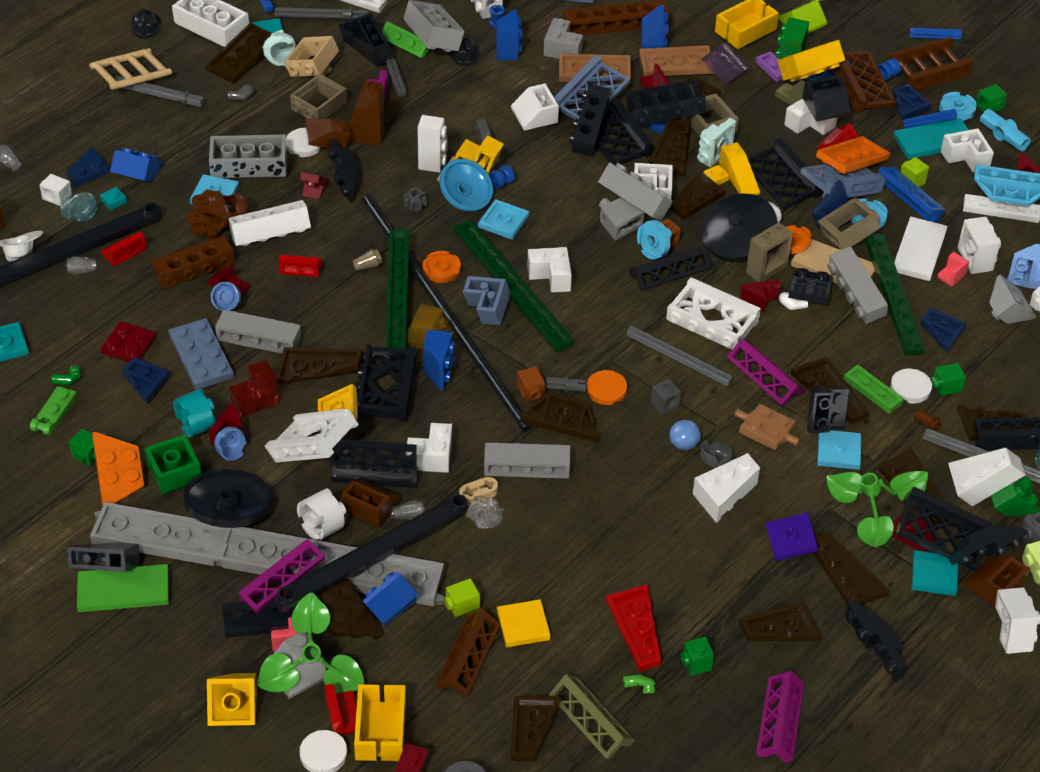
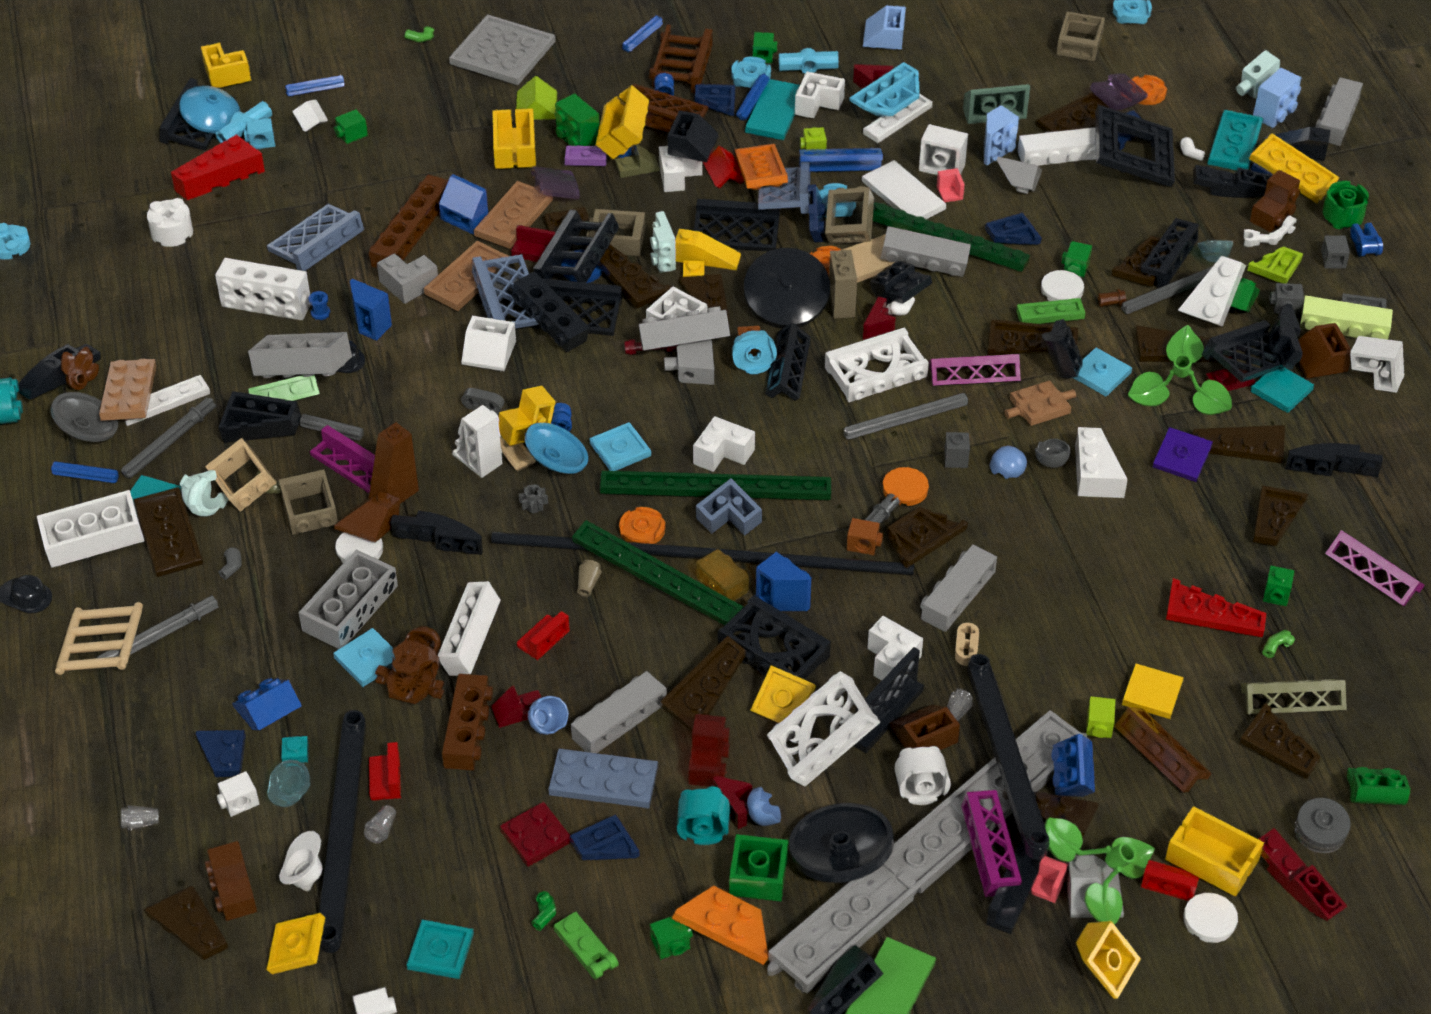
camera: 55 degrees left, 0 degrees up
(314, 185) = (436, 568): dark red slope -> none
(485, 512) = (1006, 649): clear brick -> none

